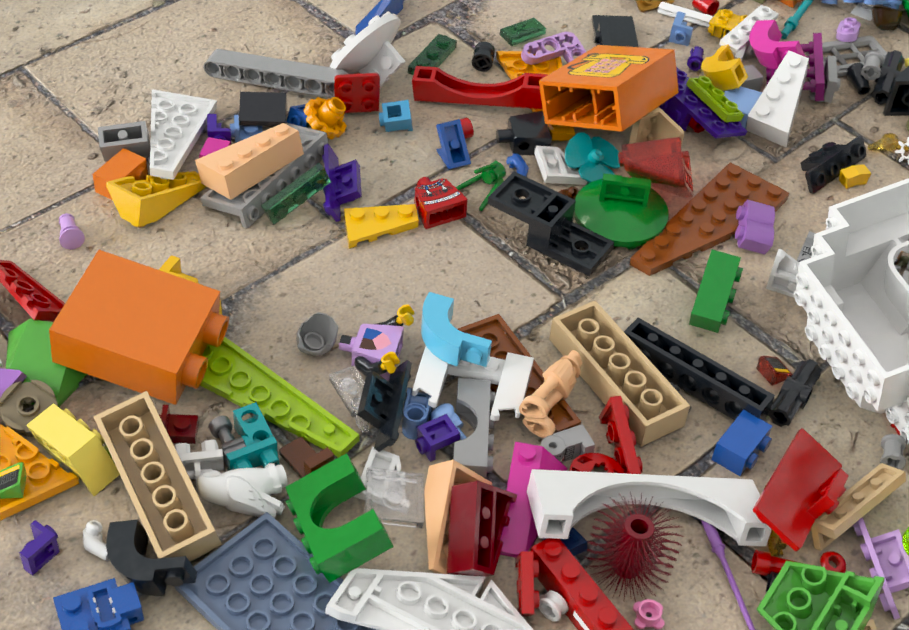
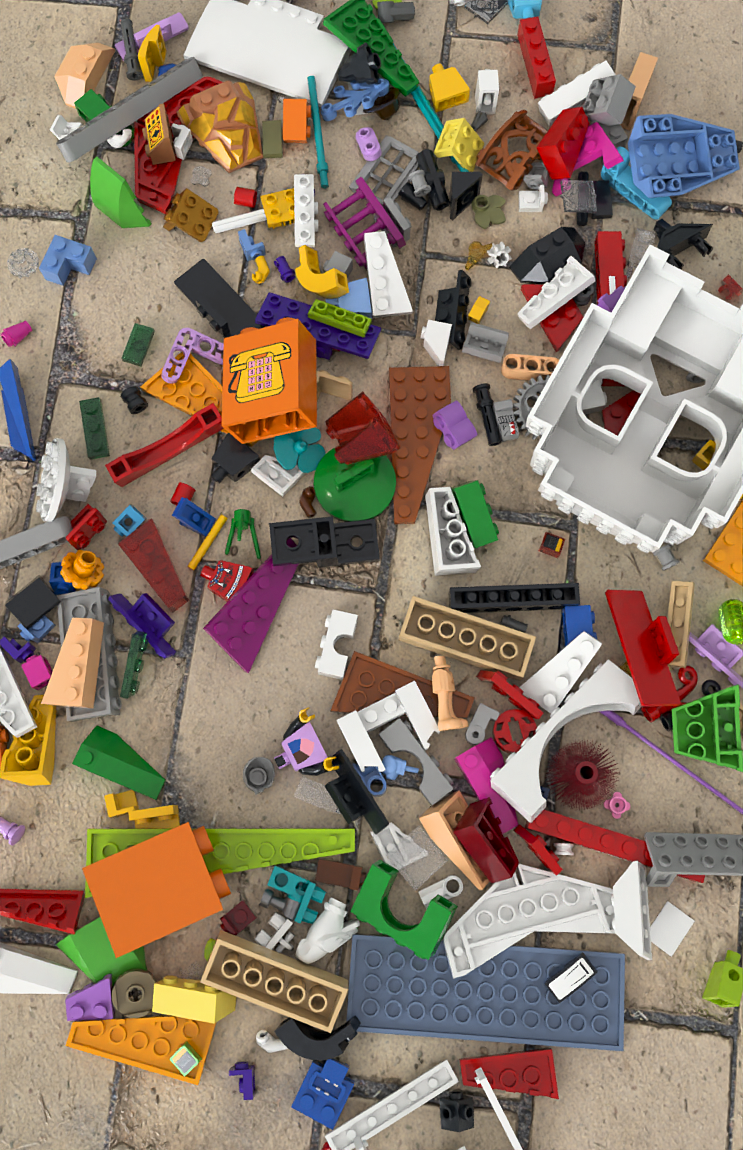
camera: 35 degrees left, 30 degrees up
(205, 249) = (115, 760): none -> green wedge
(370, 222) = (194, 639): yellow wing -> none
(388, 150) = (153, 561): none -> clear red wedge
(403, 557) = (440, 888): none -> white piece
(433, 227) = (249, 613): none -> magenta wing
(436, 435) = (401, 788): dark purple bracket -> none
(447, 341) = (347, 720): medium azure arch -> none
(448, 171) = (207, 542): none -> yellow bar
(501, 290) = (339, 626): none -> white arch
(518, 162) = (252, 493): blue arm -> none
(671, 294) = (449, 541): none -> white wedge
(679, 46) = (263, 270): none -> yellow arm
(697, 454) = (560, 673): none -> white wing
(766, 45) = (327, 222): dark pink arch -> none
(783, 274) = (512, 456): white wing -> none
(793, 169) = (436, 340): none -> white slope
(795, 393) = (579, 556): black piece -> none
(799, 234) = (485, 405): none -> black pin
(836, 191) = (485, 342): none -> light grey bracket

